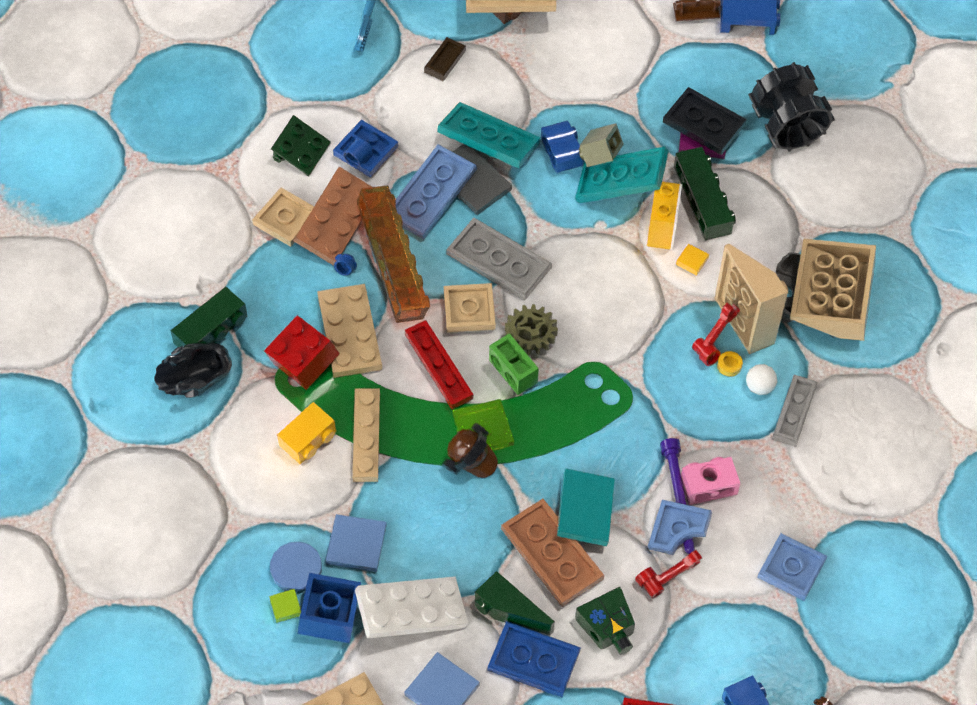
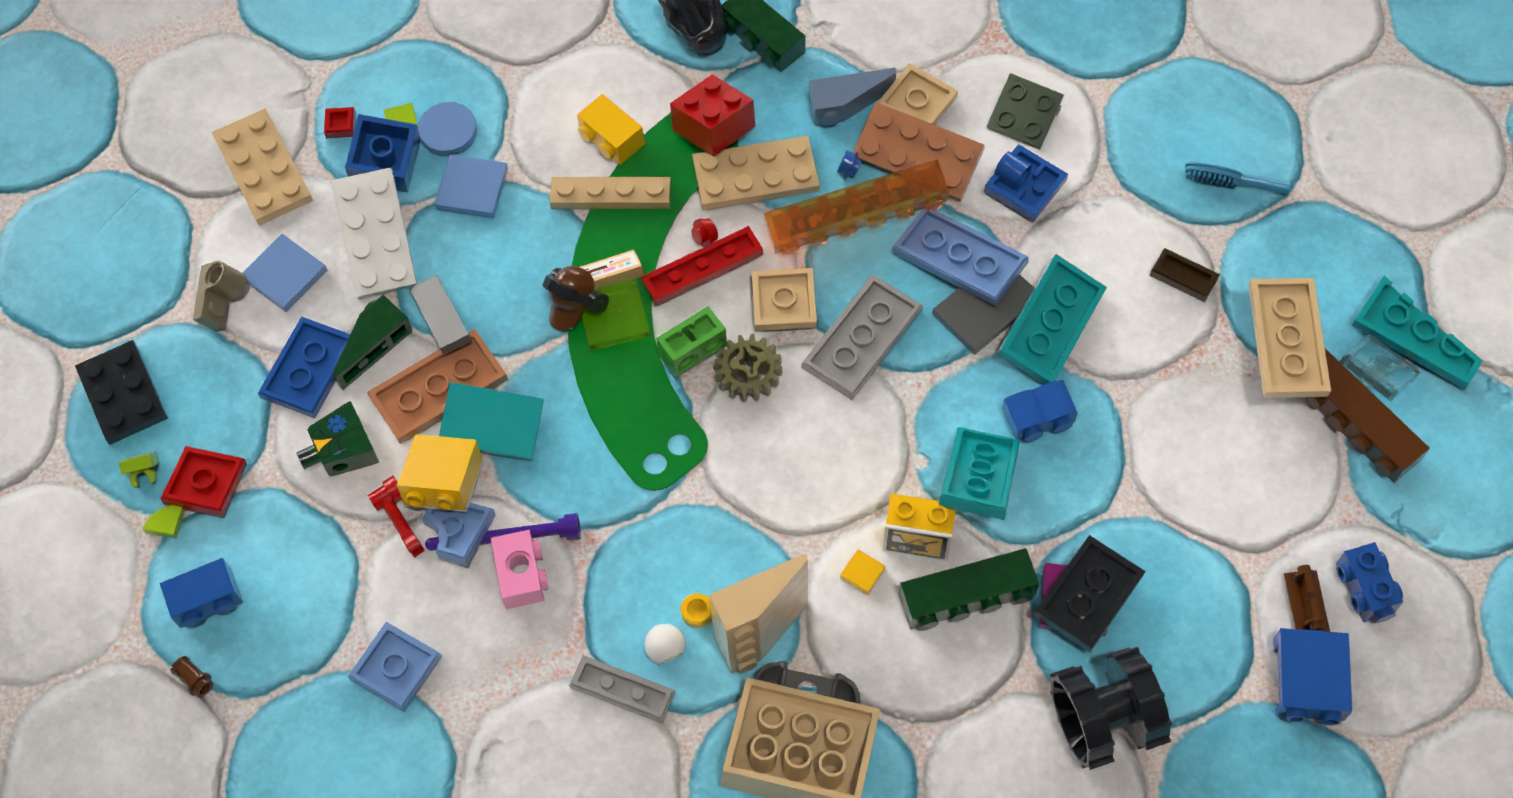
camera: 95 degrees right, 5 degrees up
(282, 264) = (844, 96): none -> sand blue slope
(284, 658) = (339, 122): none -> red tile
(408, 362) = (704, 232): none -> red plate
(440, 428) = (615, 269): none -> slope
(487, 552) = (440, 315): none -> tile
(601, 145) = (1035, 452): olive brick -> none
(637, 536) = (440, 473): none -> yellow piece
(705, 348) = (712, 579): red brick -> none

